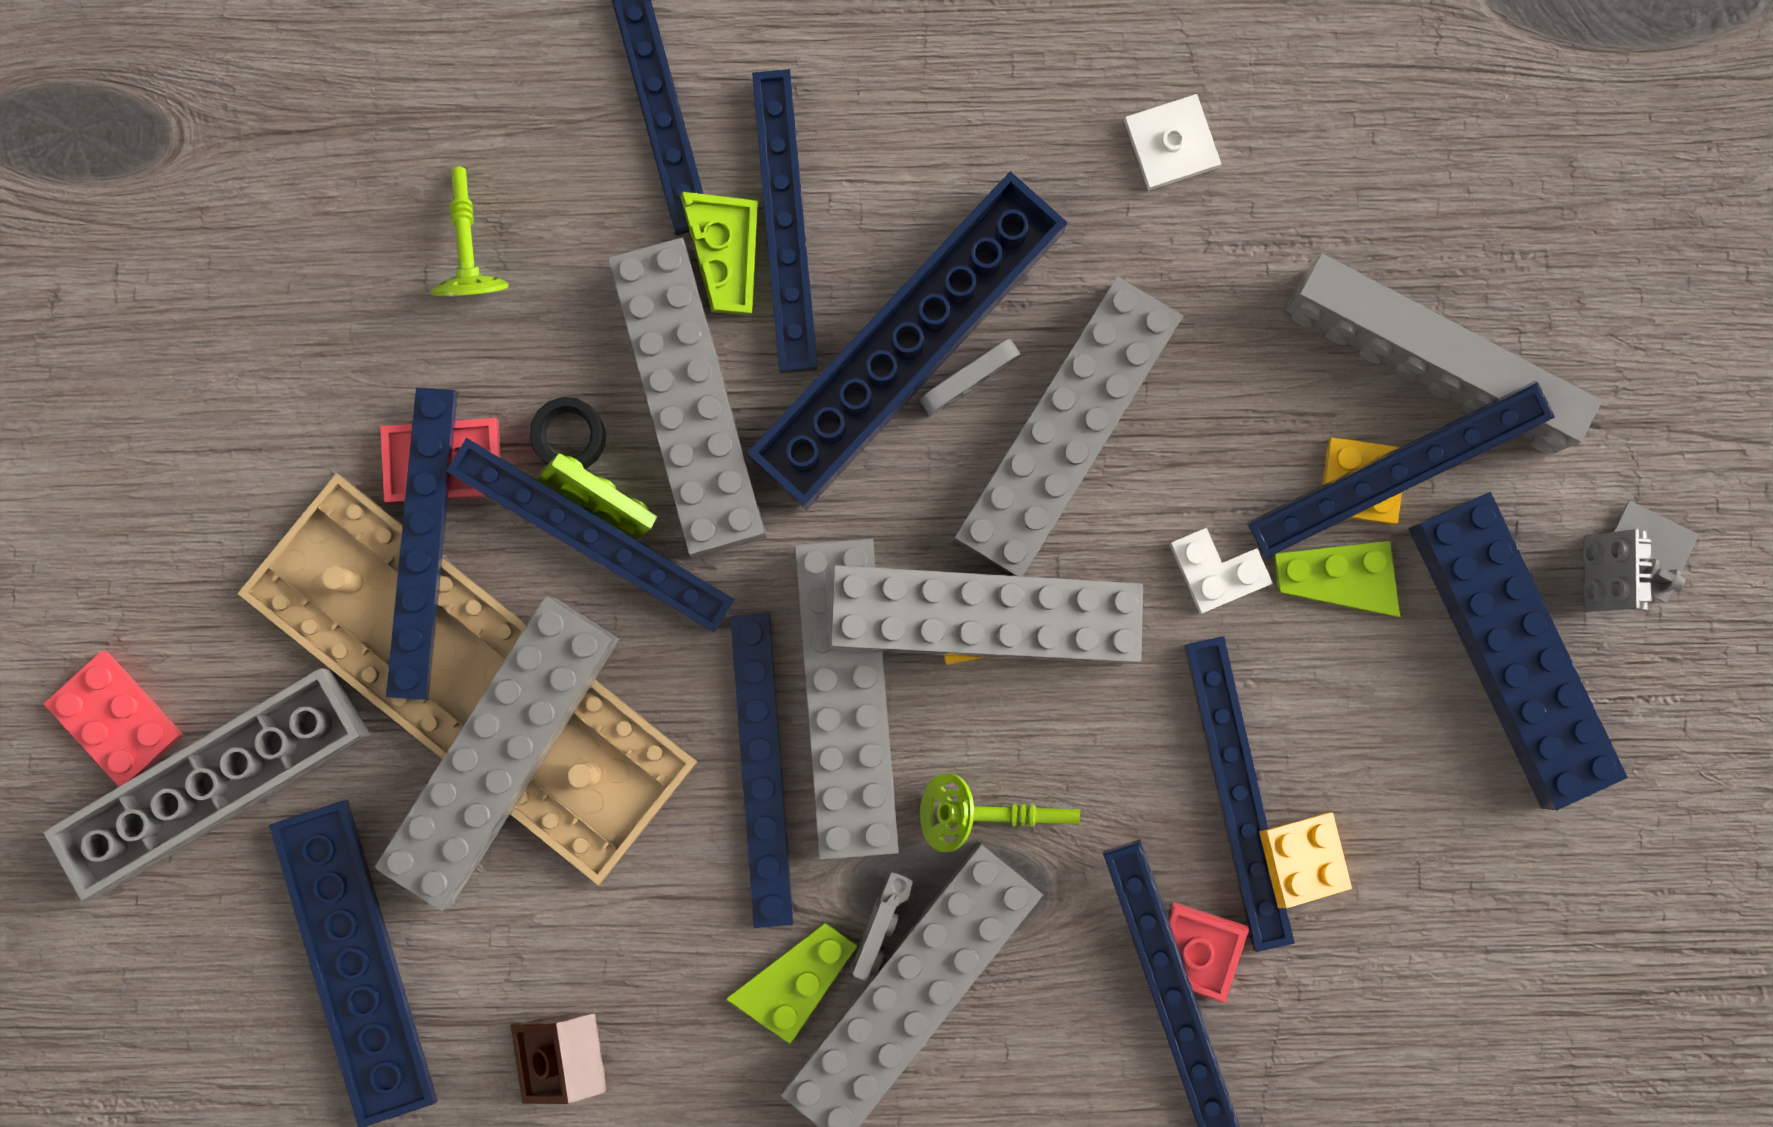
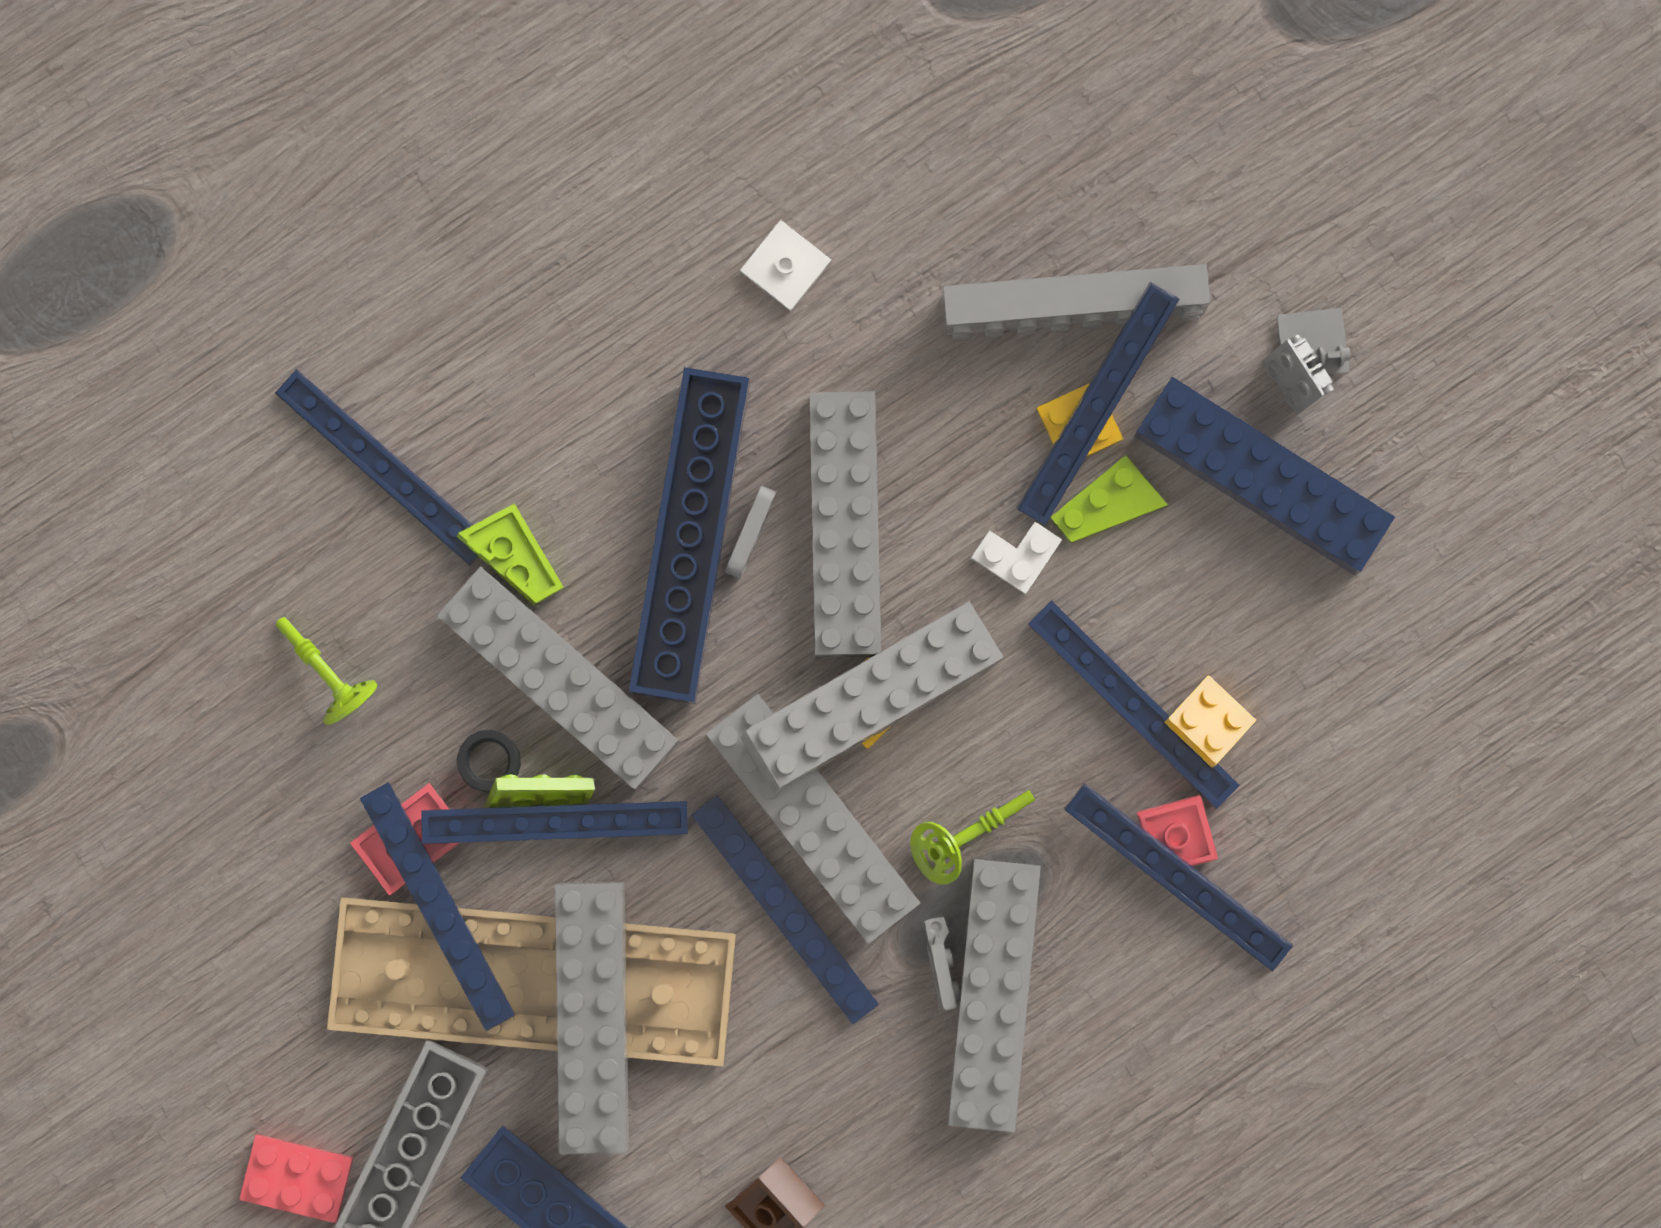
camera: 30 degrees left, 0 degrees up
(785, 221) = (543, 505): dark blue plate -> none
(794, 984) = (907, 1046): lime wing -> none

